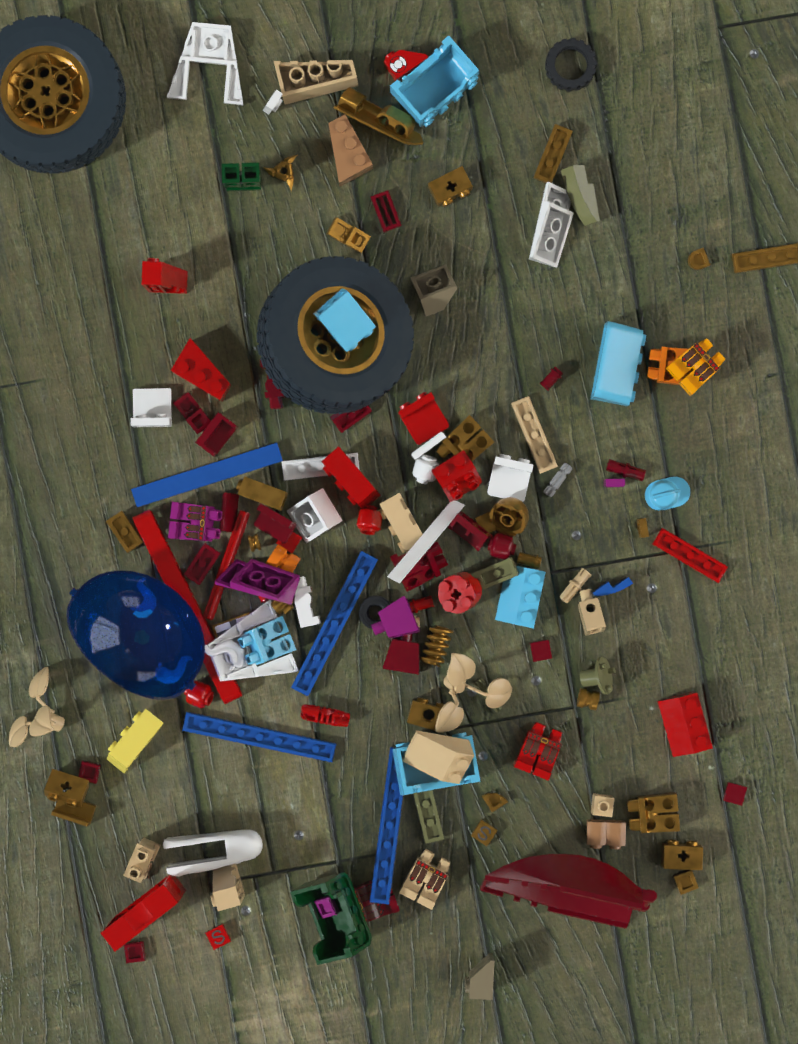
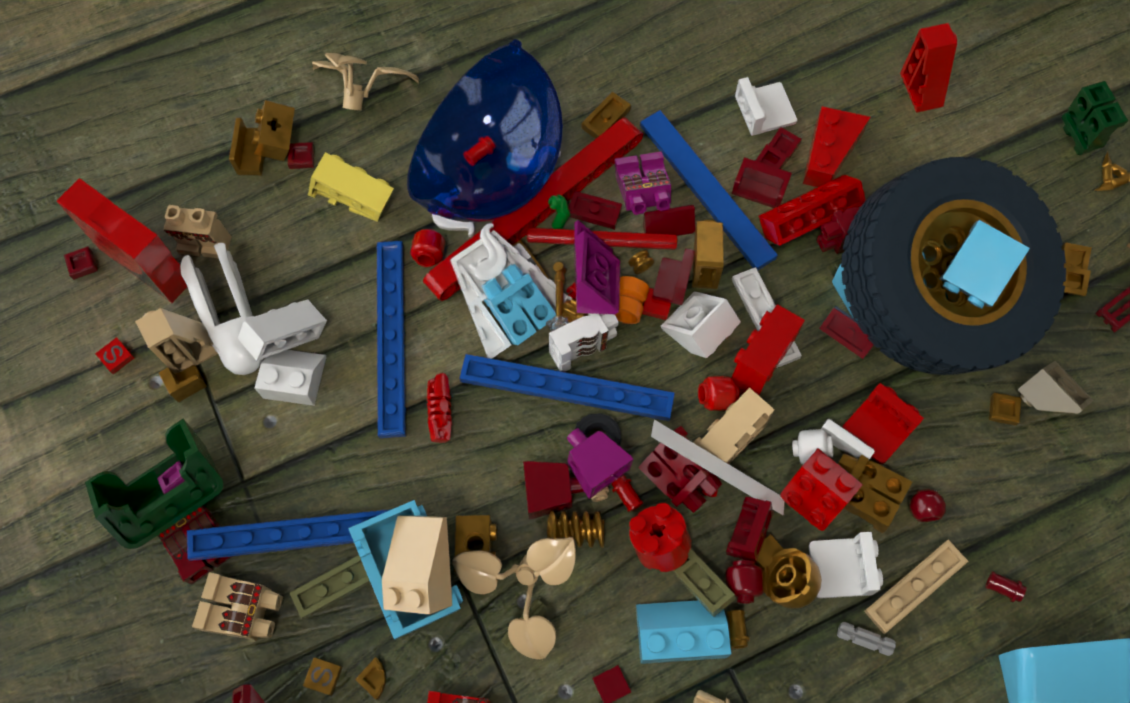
camera: 75 degrees right, 20 degrees down
(129, 636) = (479, 150): none -> red pin
(195, 590) = (560, 204): none -> green arm
(239, 812) = (281, 329): none -> white brick
(250, 406) = (811, 209): none -> red brick
(253, 890) = (183, 383): none -> pearl gold panel
(269, 813) = (291, 377): none -> white slope
(289, 616) = (559, 279): none -> pearl gold piece
(434, 327) = (1005, 409): none -> pearl gold tile
(486, 408) = (927, 506): none -> dark red piece

